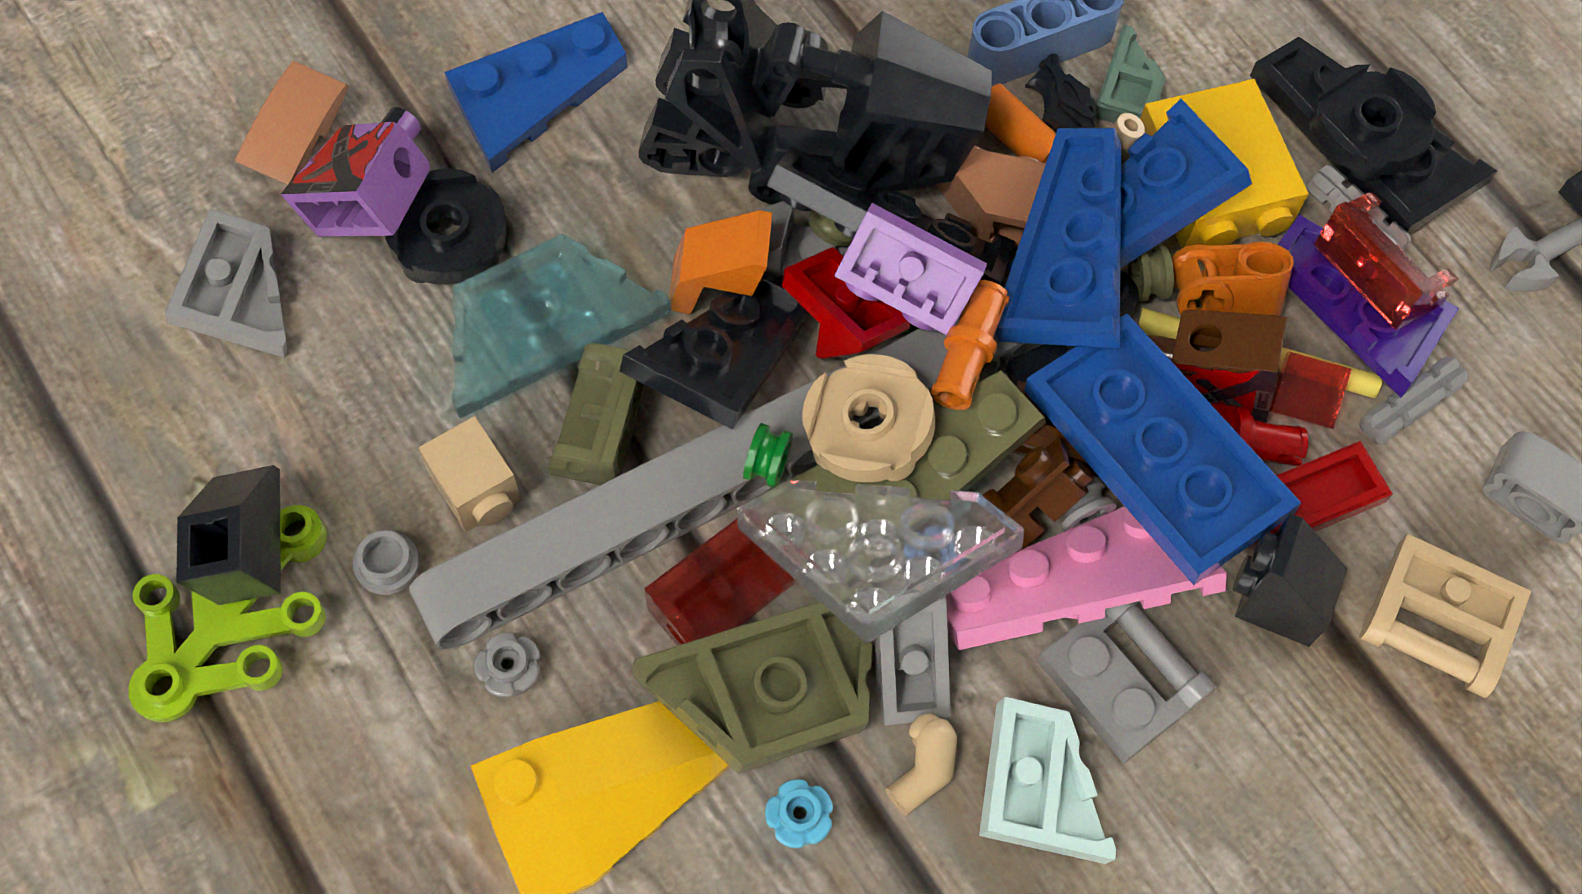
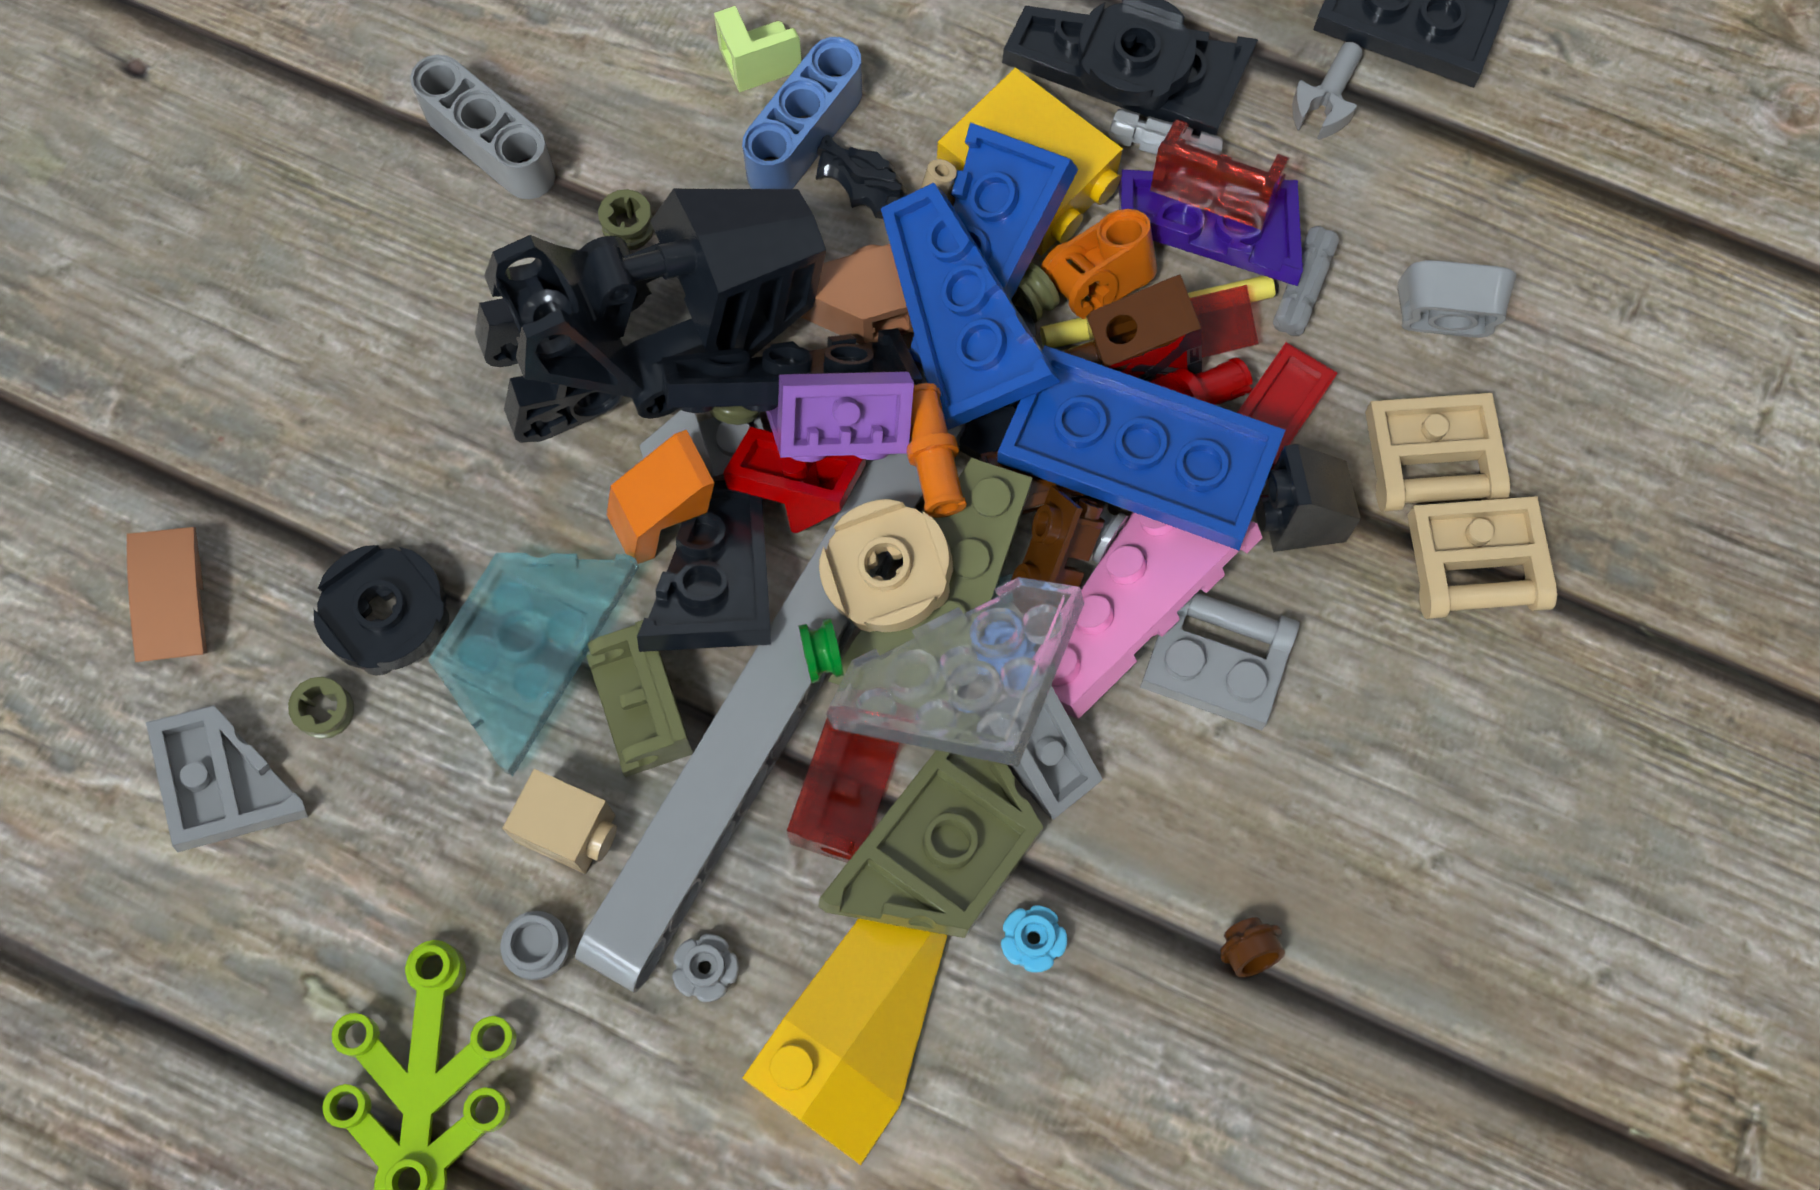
camera: 30 degrees left, 5 degrees up
(232, 537) = (388, 1010): black slope -> none
(341, 262) = (302, 697): none -> olive bush
(361, 178) = (275, 609): medium lavender torso -> none
(528, 84) = (365, 428): blue wing -> none
(841, 19) = (626, 202): none -> olive bush
(933, 766) = (1115, 827): tan arm -> none
(1017, 125) = (847, 223): orange cylinder -> none
(1039, 786) = (1210, 790): light aqua wing -> none
(1129, 81) = (905, 125): sand green tile -> none
(1439, 713) = (1481, 537): none -> tan plate

